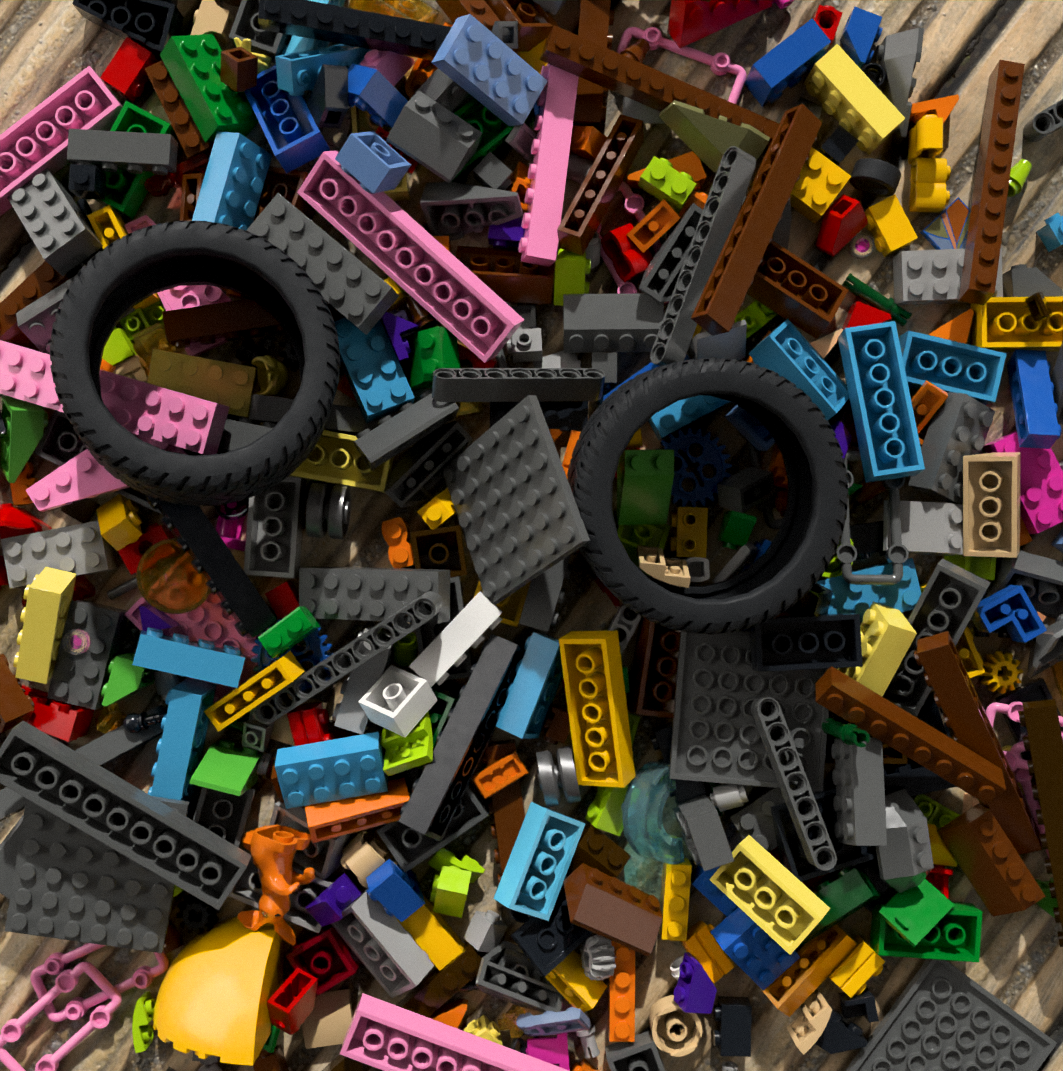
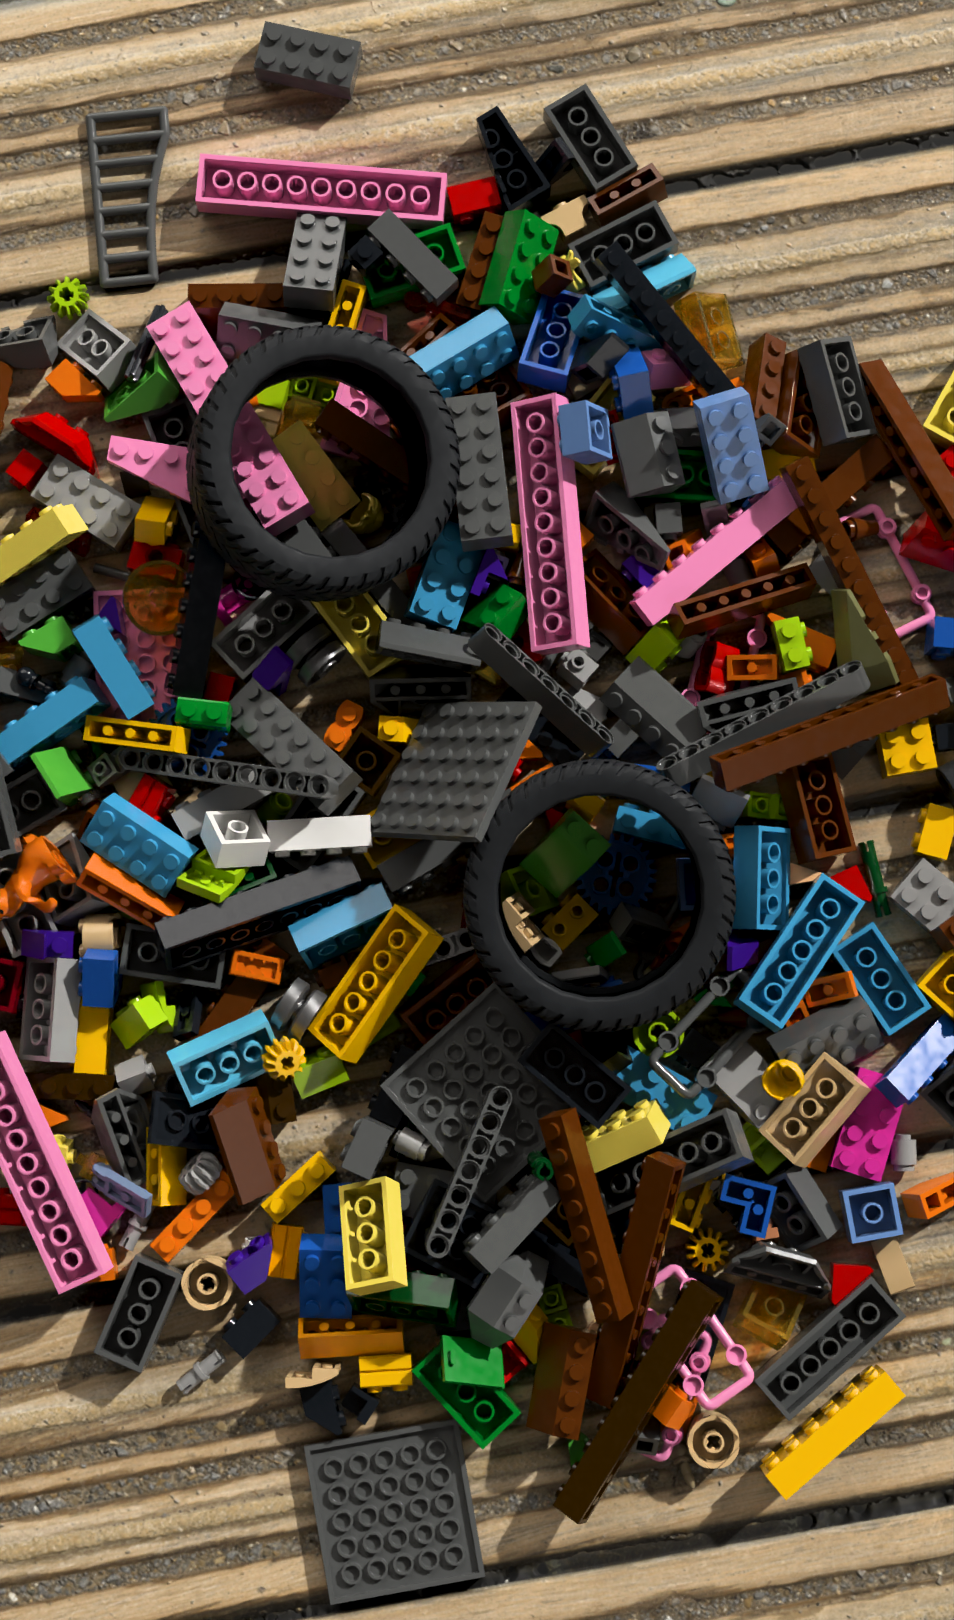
camera: 45 degrees right, 5 degrees down
(24, 481) = (102, 432): orange plate -> none
(76, 642) = (42, 578): clear tile -> none
(310, 550) = (274, 671): none -> dark purple slope
(482, 852) = (188, 1013): none -> black plate
(582, 824) = (292, 1055): none -> yellow gear
(644, 814) = (333, 1098): clear light blue brick -> none
(840, 224) = (898, 797): red slope -> none
(861, 246) = (901, 828): tile -> none
(954, 503) = (782, 1079): none -> yellow hair
(956, 329) = (912, 955): orange slope -> none

